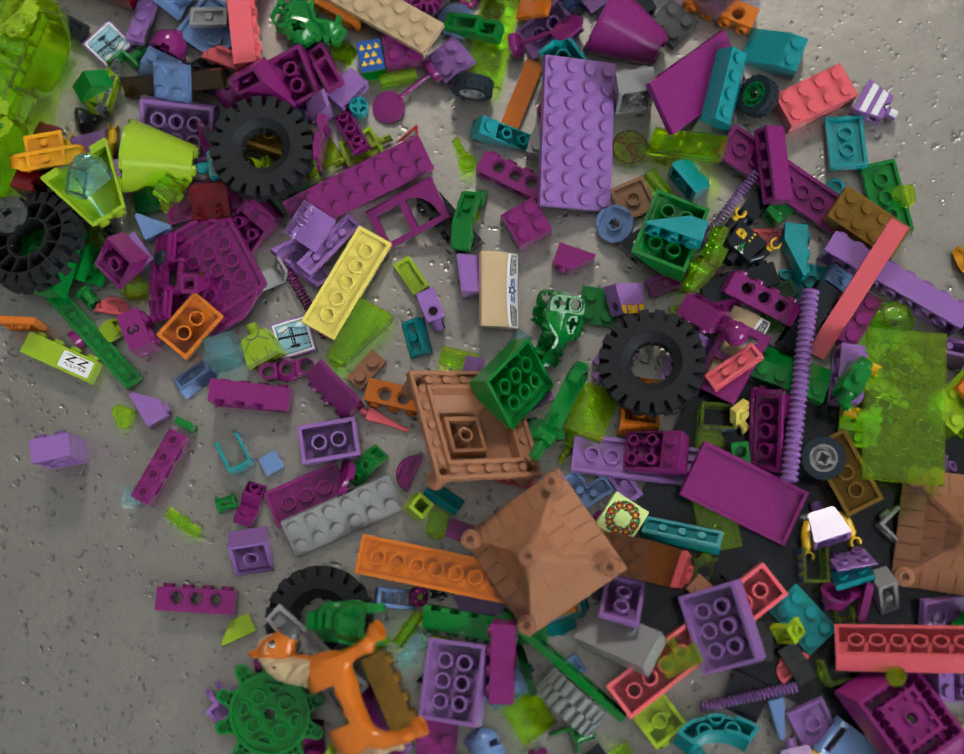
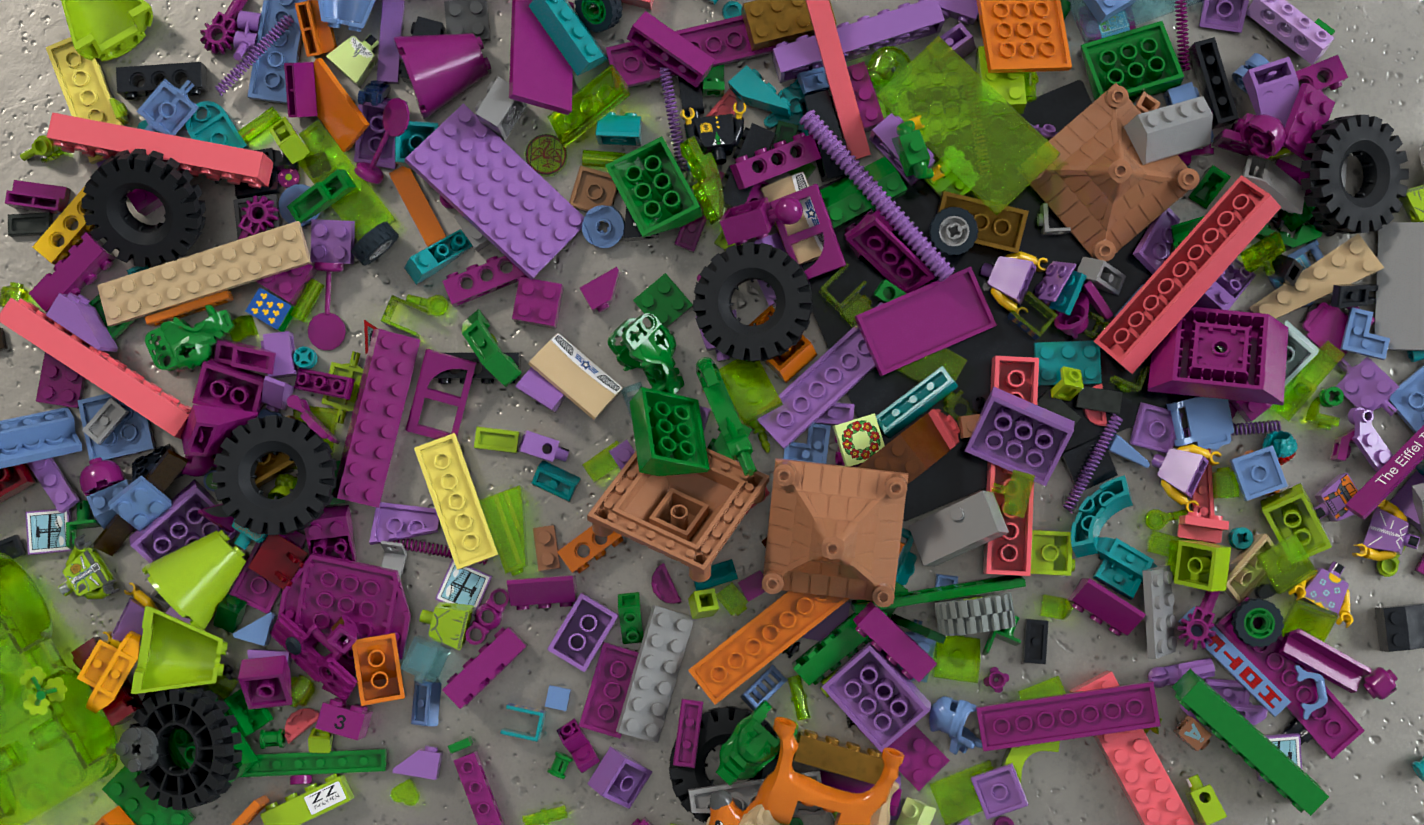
camera: 50 degrees left, 5 degrees up
(83, 119) = (102, 610): black brick -> none
(86, 176) = (166, 651): clear light blue slope -> none
(91, 84) = (78, 576): green slope -> none
(170, 191) = (241, 588): clear neon green brick -> none
(220, 56) = (151, 440): coral tile -> none
(309, 226) = (379, 491): medium lavender hinge -> none
(319, 570) = (688, 733): none -> magenta tile
(336, 238) = (409, 489): medium lavender plate -> none
(346, 472) = (623, 640): magenta tile -> none
(375, 416) = (594, 574): coral piece -> none
(417, 643) = (821, 717): clear light blue plate -> none
(418, 596) = (779, 667): magenta tile -> none
(444, 132) = (389, 311): none -> clear neon green piece
(622, 601) = (930, 500): medium lavender slope -> none
(624, 298) = (677, 275): medium lavender torso -> none
(657, 452) = (830, 363): magenta slope -> none
(681, 230) = (662, 176): teal slope -> none
(733, 367) = (814, 236): coral tile -> none
(739, 414) = (858, 267): light yellow plate -> none
(900, 675) = (1178, 325): clear neon green plate -> none

